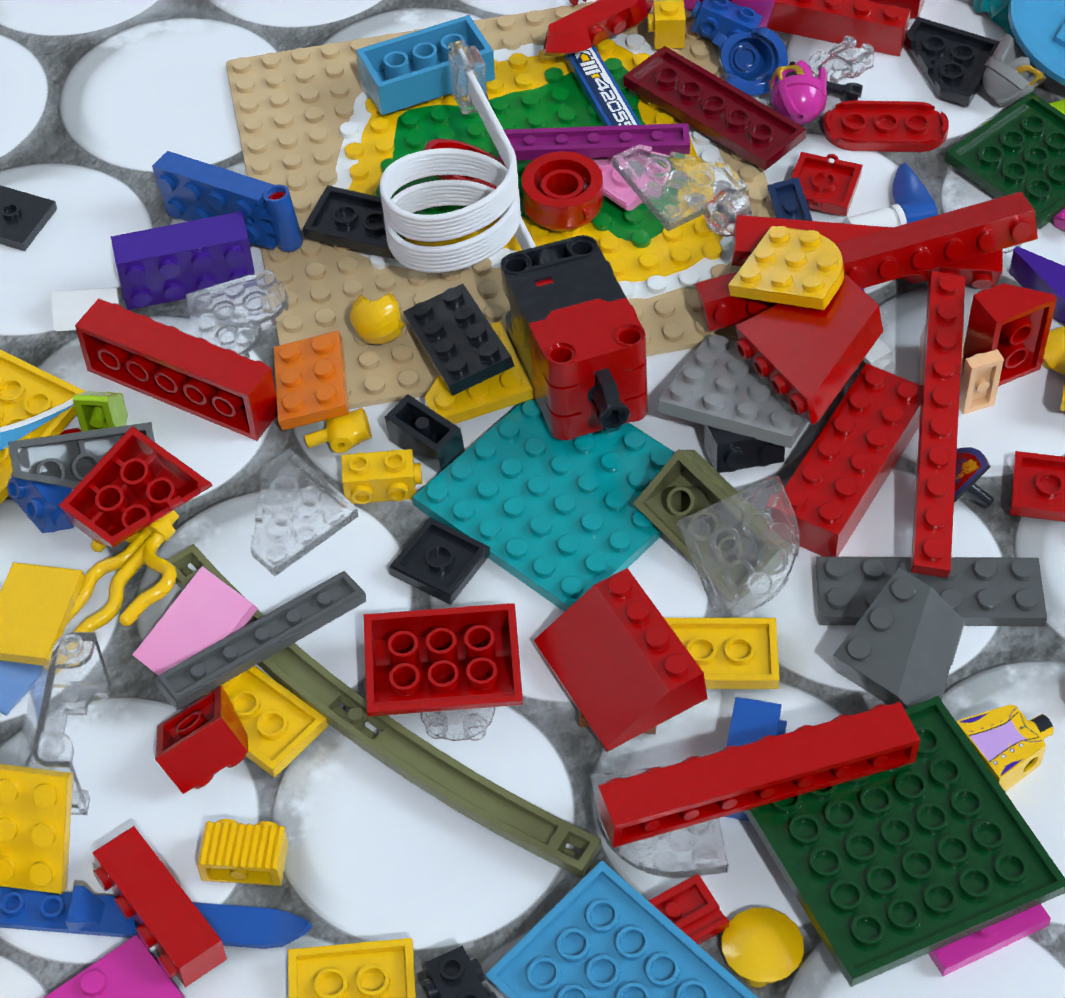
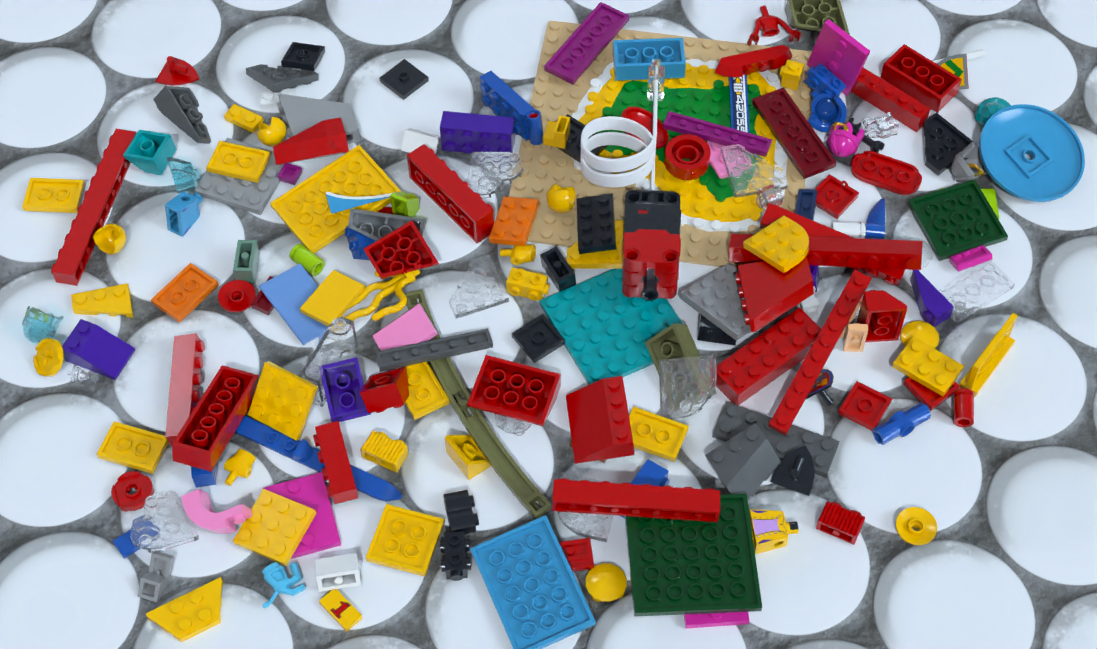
camera: 20 degrees right, 5 degrees up
(120, 769) = (342, 390): none -> dark purple slope
(308, 73) = (586, 43): none -> magenta plate
(325, 216) = (557, 132): none -> yellow piece
(400, 807) = (466, 455): none -> yellow slope
(435, 914) = (460, 513): none -> black brick
(994, 632) = (796, 471): none -> black shield

